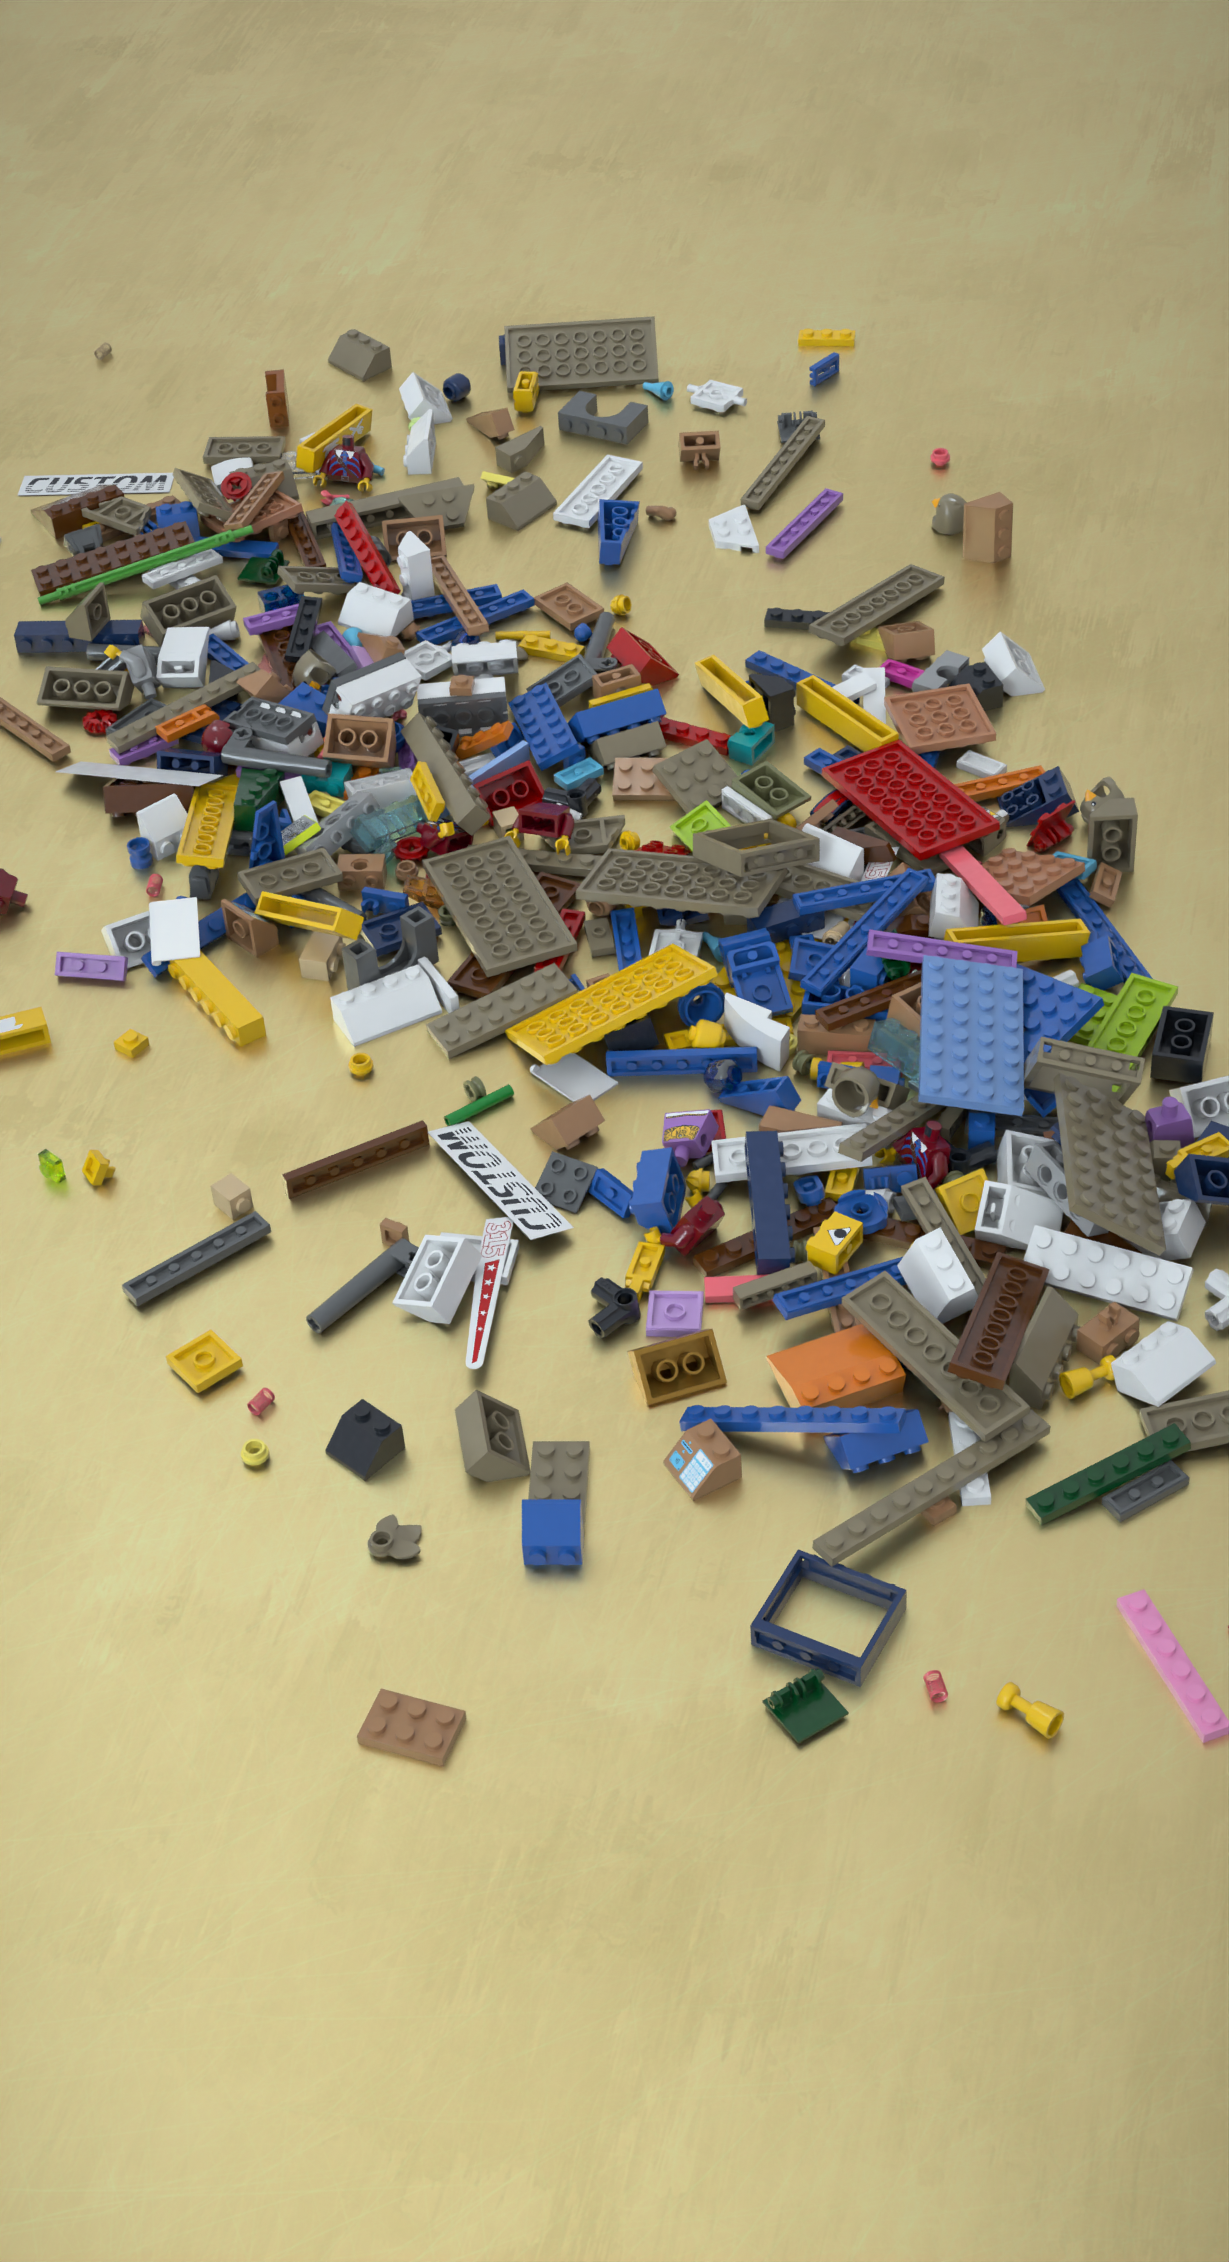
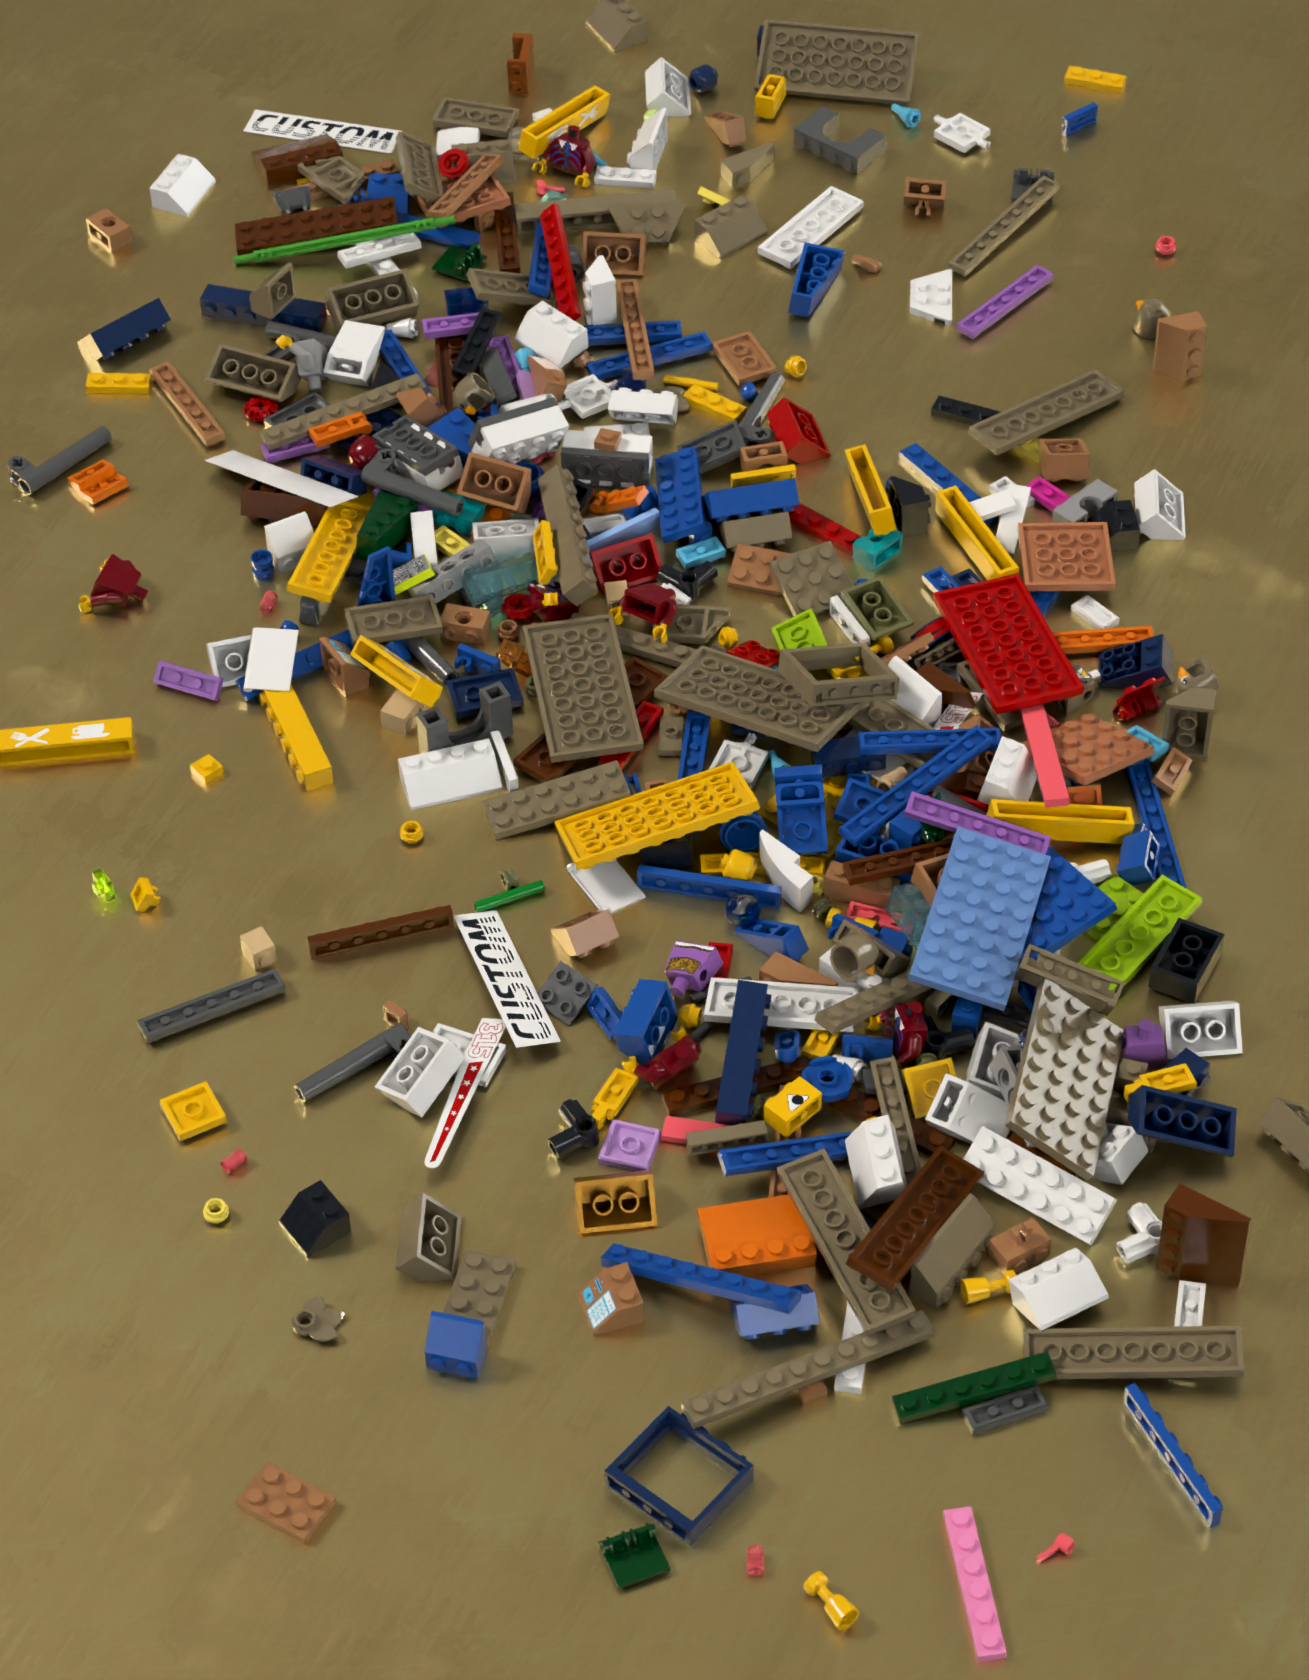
camera: 10 degrees right, 5 degrees up
(405, 477) = (625, 177): none -> white plate

